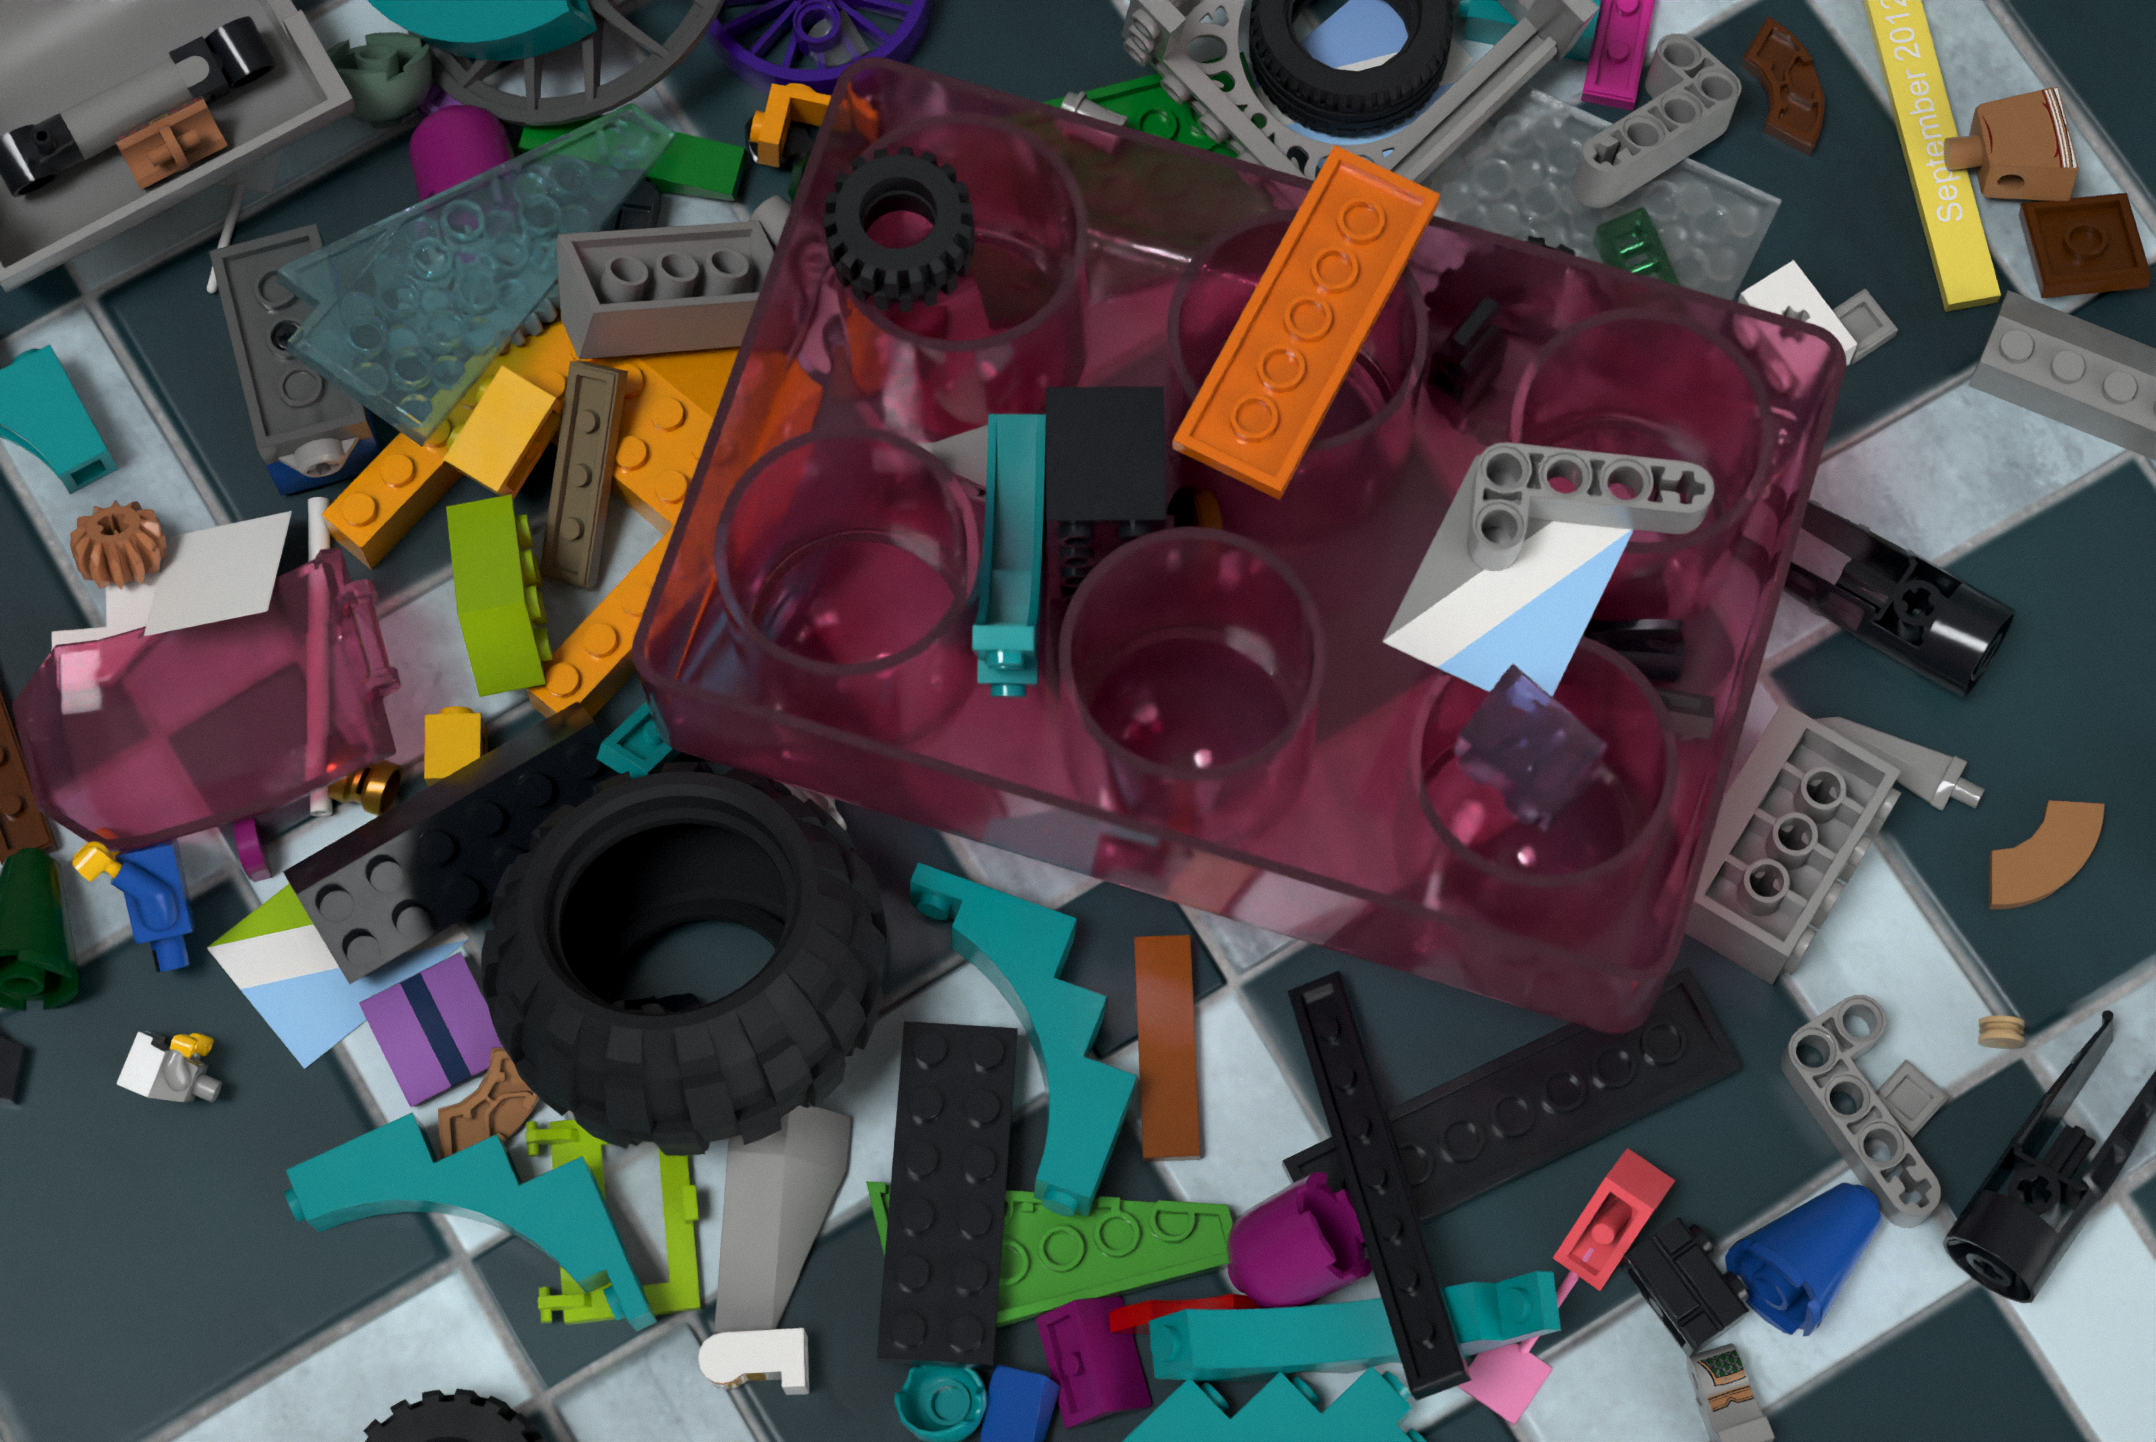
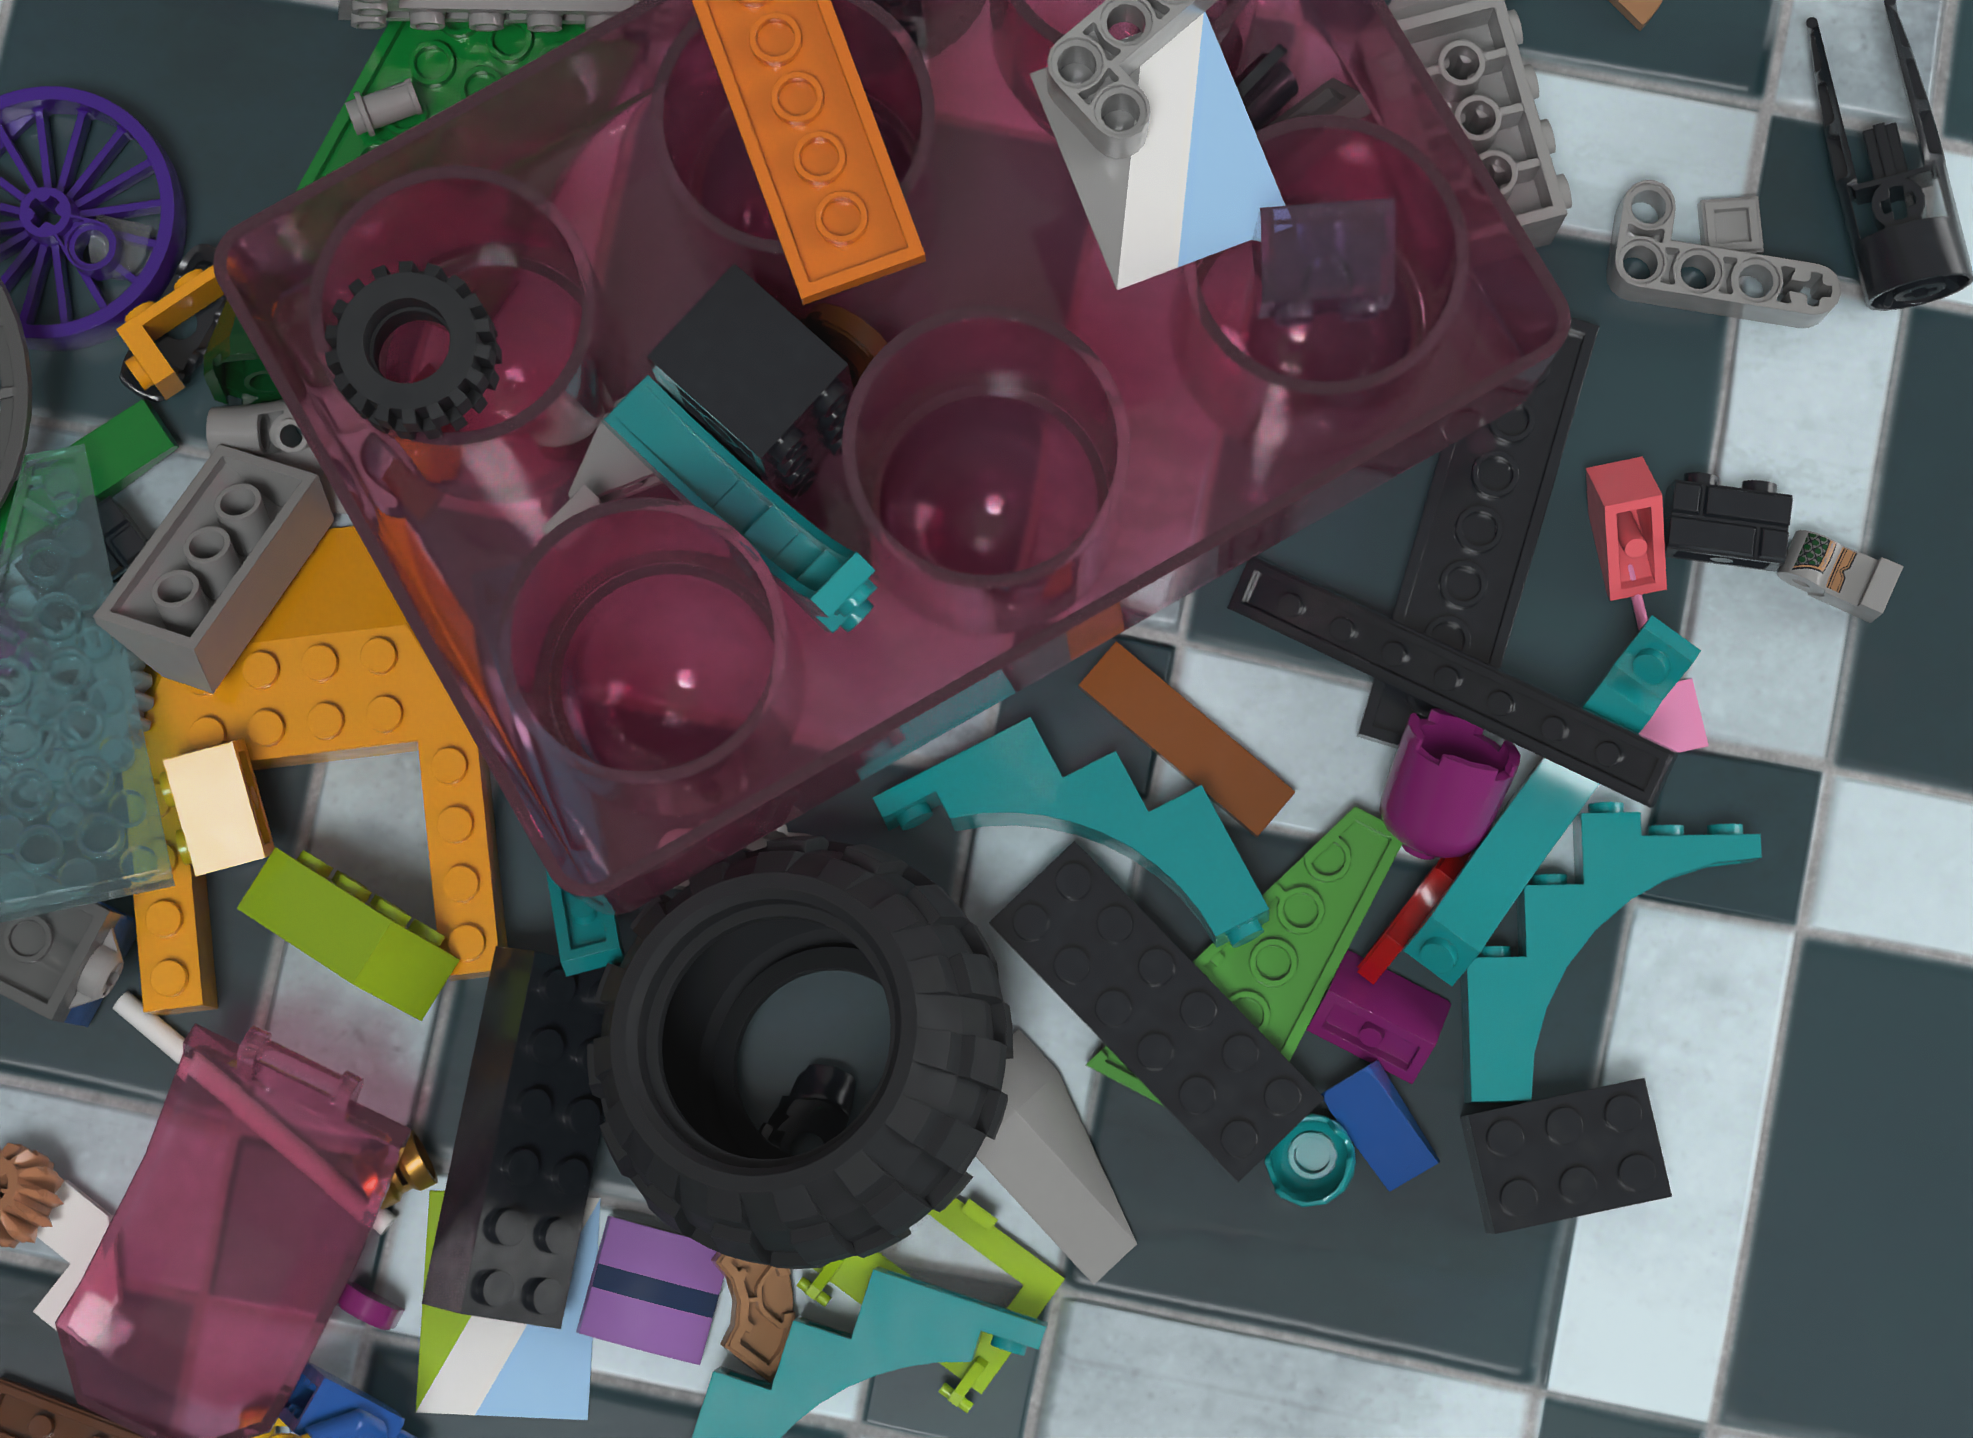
camera: 45 degrees left, 10 degrees up
(218, 573) = (114, 1137): white sticker -> none
(452, 741) = (434, 1074): yellow brick -> none
(583, 473) = (306, 772): dark tan tile -> none
(759, 1355) = (1132, 1286): white leg -> none
(1806, 1257) = (1787, 414): blue cone -> none
(2001, 1032) = (1745, 111): tan piece -> none

